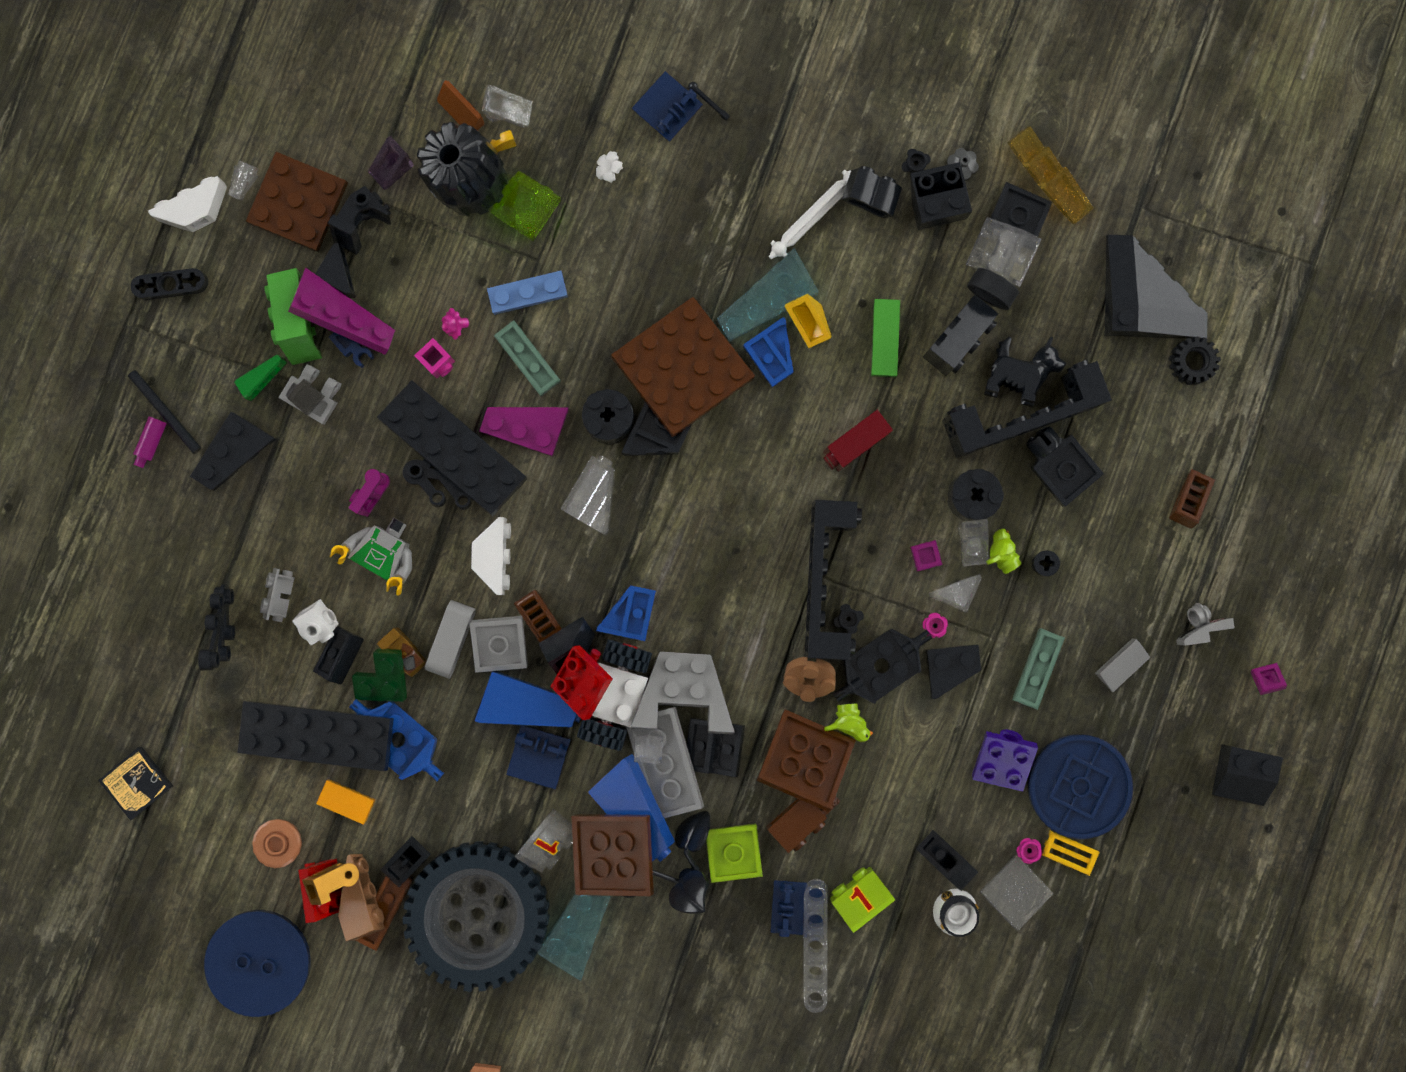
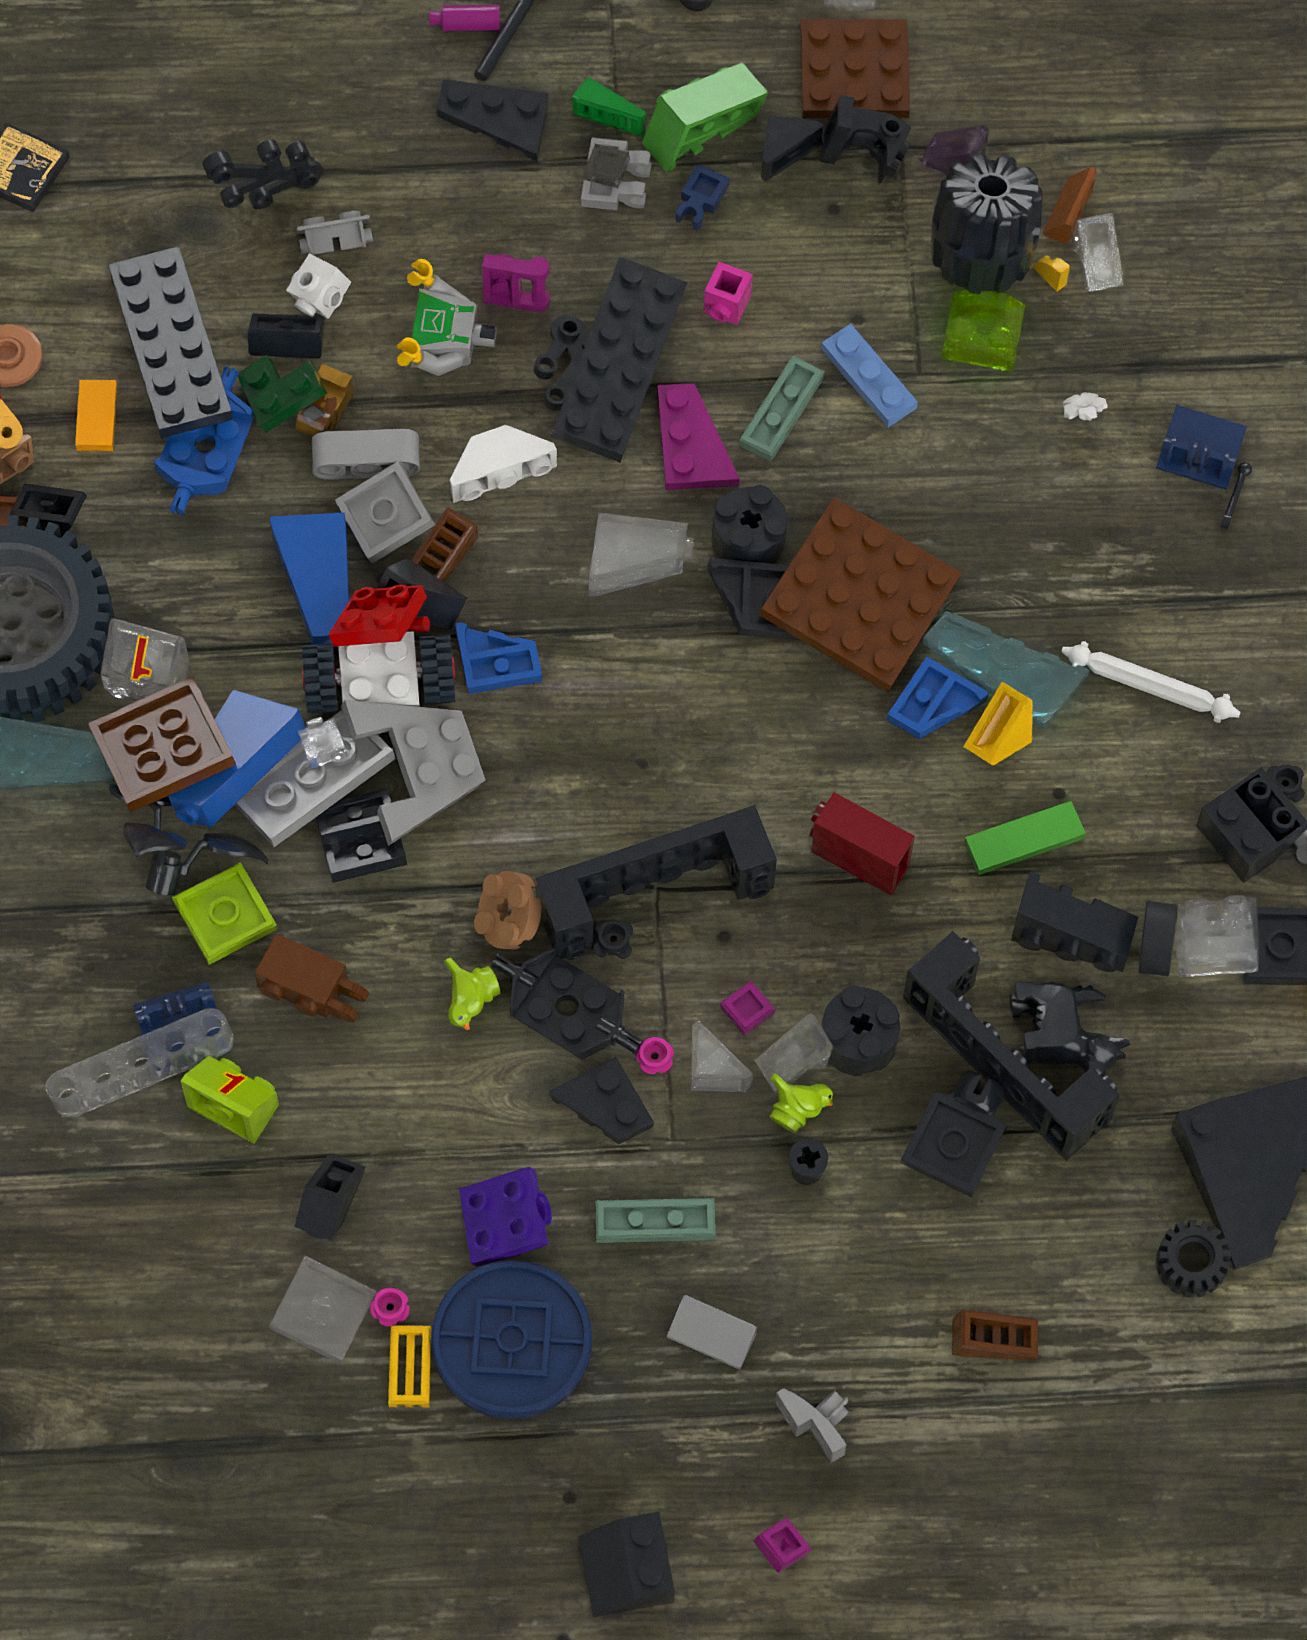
camera: 70 degrees right, 20 degrees down
(333, 310) = (732, 158): magenta wing -> none
(453, 323) = (784, 301): dark pink plant -> none
(538, 757) = (253, 620): dark blue hinge -> none
(806, 760) = (392, 948): reddish brown plate -> none
(872, 192) = (1213, 736): black brick -> none
(956, 913) = (260, 1241): white piece -> none

